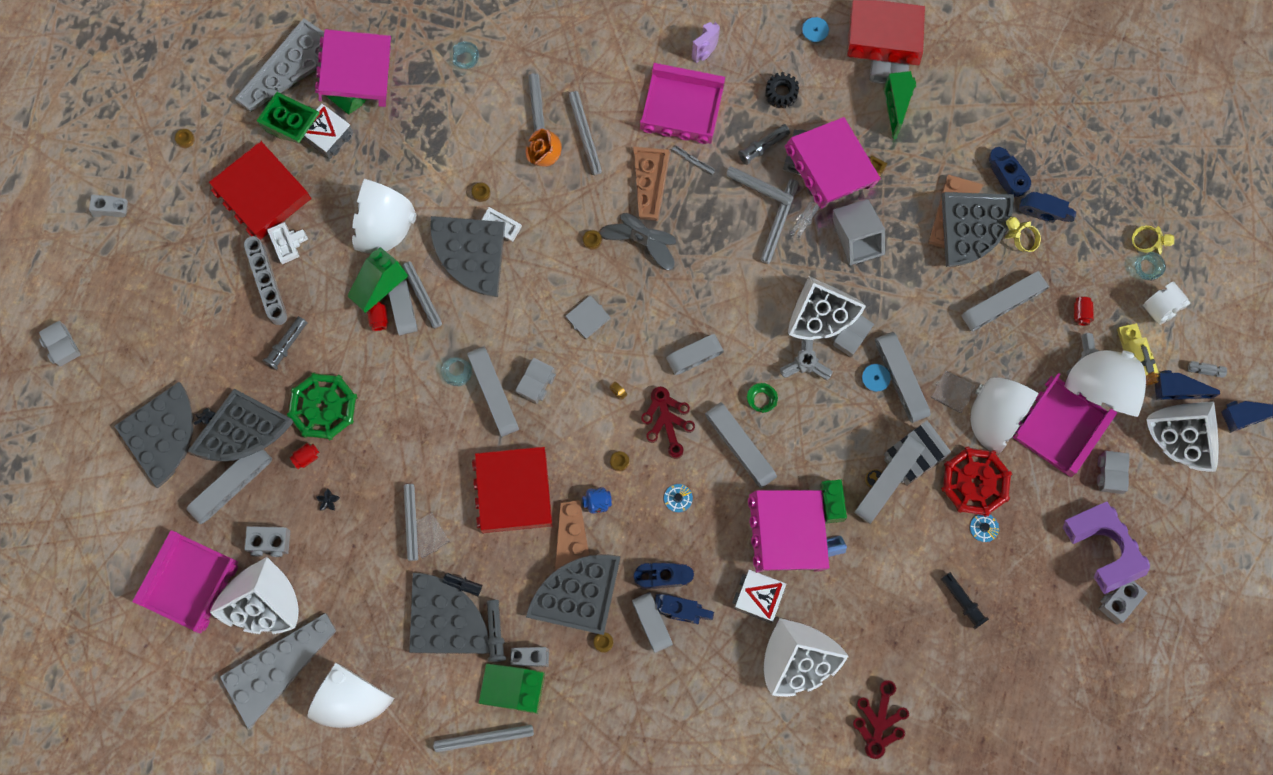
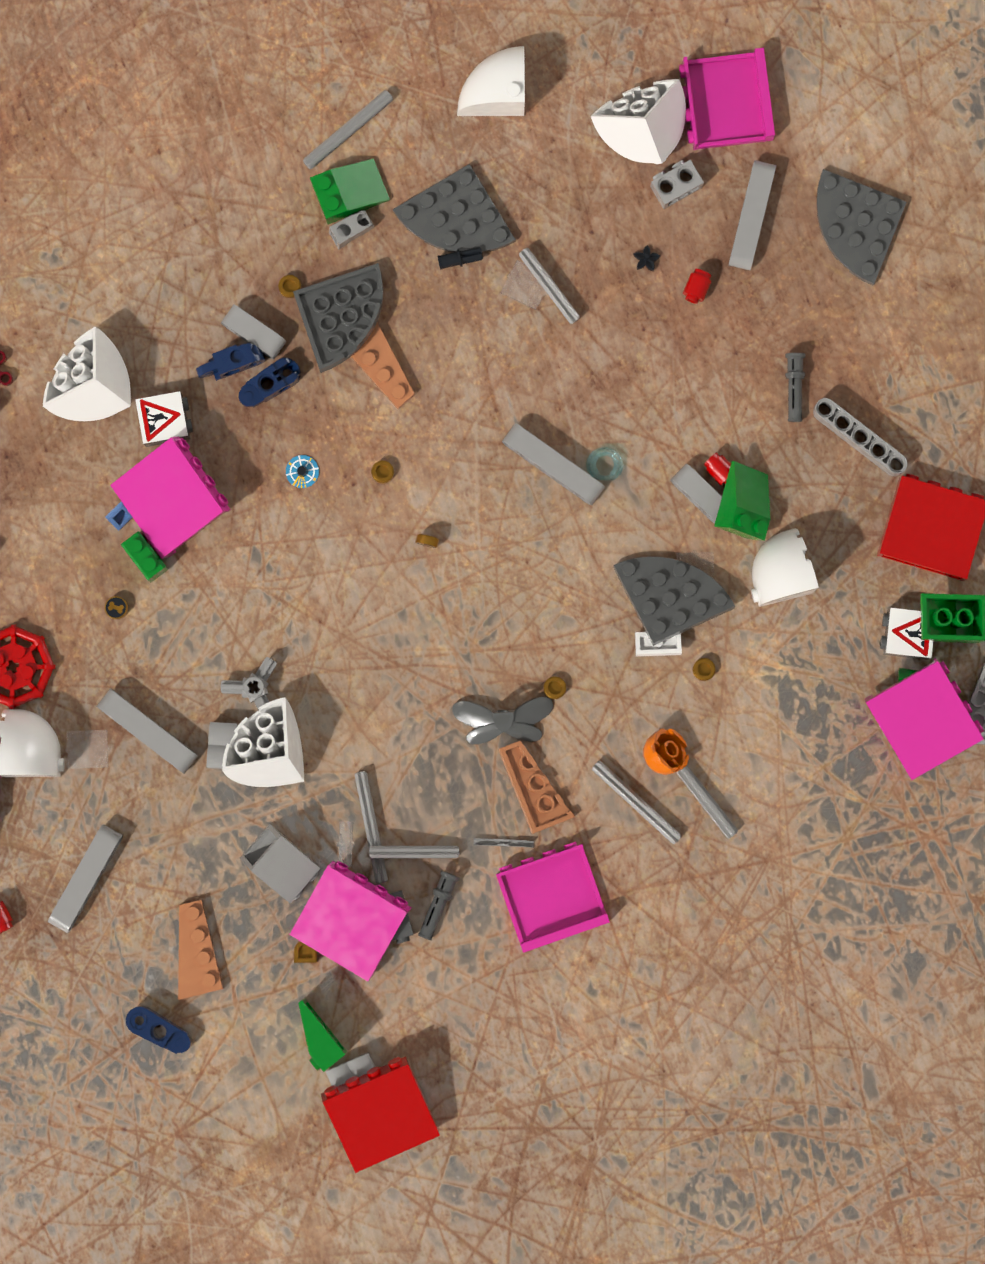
camera: 150 degrees right, 10 degrees up
(204, 417) = (824, 264): black plant -> none
(239, 429) = (777, 271): dark grey plate -> none
(266, 675) = (591, 63): light grey wing -> none
(286, 242) = (868, 490): white hinge -> none
(329, 414) = (727, 350): green plate -> none
(422, 295) = (691, 521): light grey axle -> none
(465, 47) = (820, 825): clear light blue piece -> none
(497, 642) = (392, 223): dark grey pin -> none
(512, 490) = (469, 377): red brick -> none
(535, 381) = (517, 500): light grey brick -> none
(588, 317) = (507, 602): light grey piece -> none
(597, 500) = (379, 417): blue head -> none
(667, 418) = (361, 543): dark red plant -> none
(694, 354) = (372, 626): light grey beam -> none
(706, 42) = (566, 990): lavender slope -> none
(741, 445) = (270, 560): light grey beam -> none
(762, 388) = (265, 627): green piece -> none
(779, 99) = (469, 980): black tyre -> none
(815, 29) = (461, 1076): dark azure piece -> none
(876, 377) = (173, 715): dark azure piece -> none
(889, 479) = (99, 608): light grey beam -> none
(932, 455) = (88, 653): slope -> none
(973, 224) = (163, 943): dark grey plate -> none
(1015, 228) = (116, 969): light yellow piece -> none
(1047, 207) = (96, 1011): dark blue piece -> none

